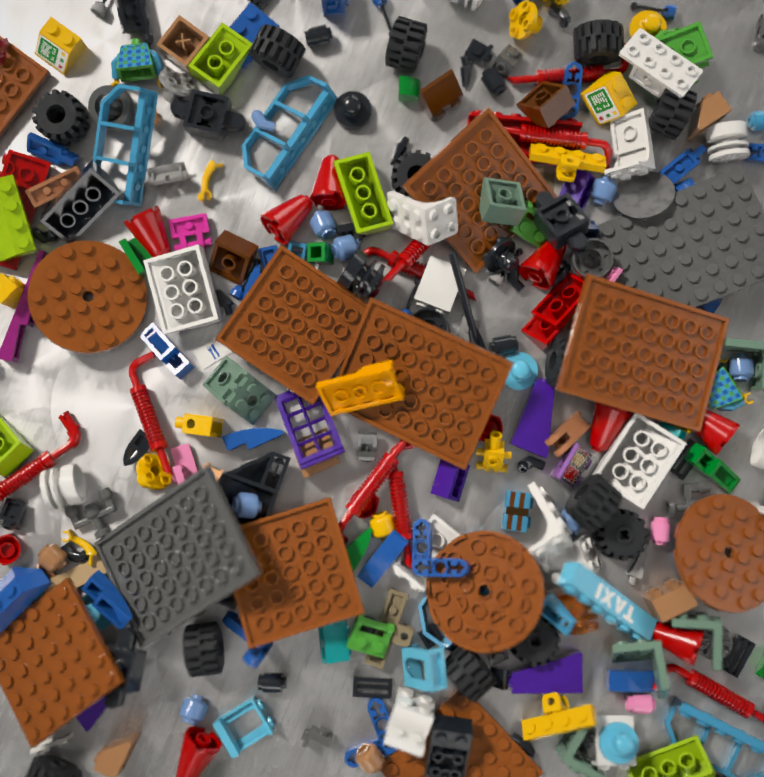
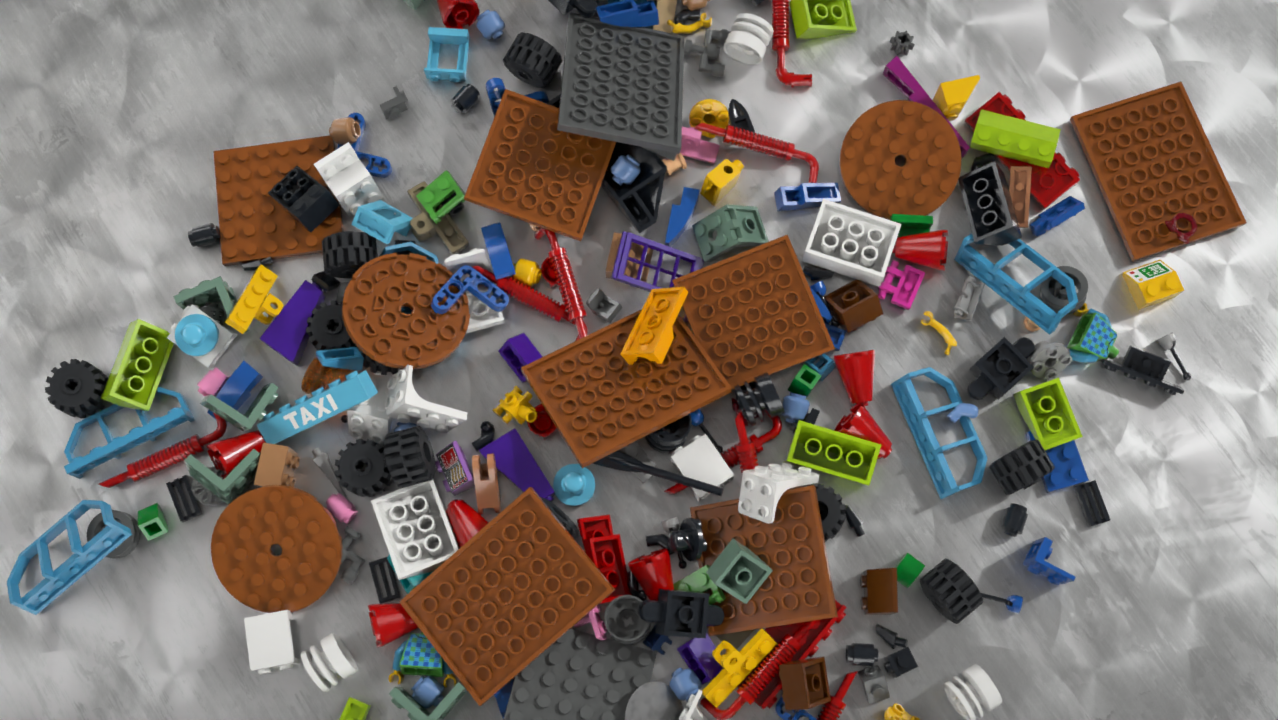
camera: 125 degrees right, 10 degrees down
(60, 117) = (1081, 240): black wheel -> none
(182, 42) = (1086, 390): medium nougat brick -> none
(210, 353) = (780, 227): white sticker -> none
(323, 224) = (829, 403): medium blue head -> none
(333, 642) = (458, 165): teal brick -> none
(352, 110) = (921, 504): black plate -> none
(358, 548) = (521, 236): green slope -> none
(370, 686) = (389, 188): black tile -> none
(503, 345) = (606, 487): black brick -> none
(517, 511) = (452, 392): brick -> none
(712, 468) = (358, 596): green slope -> none

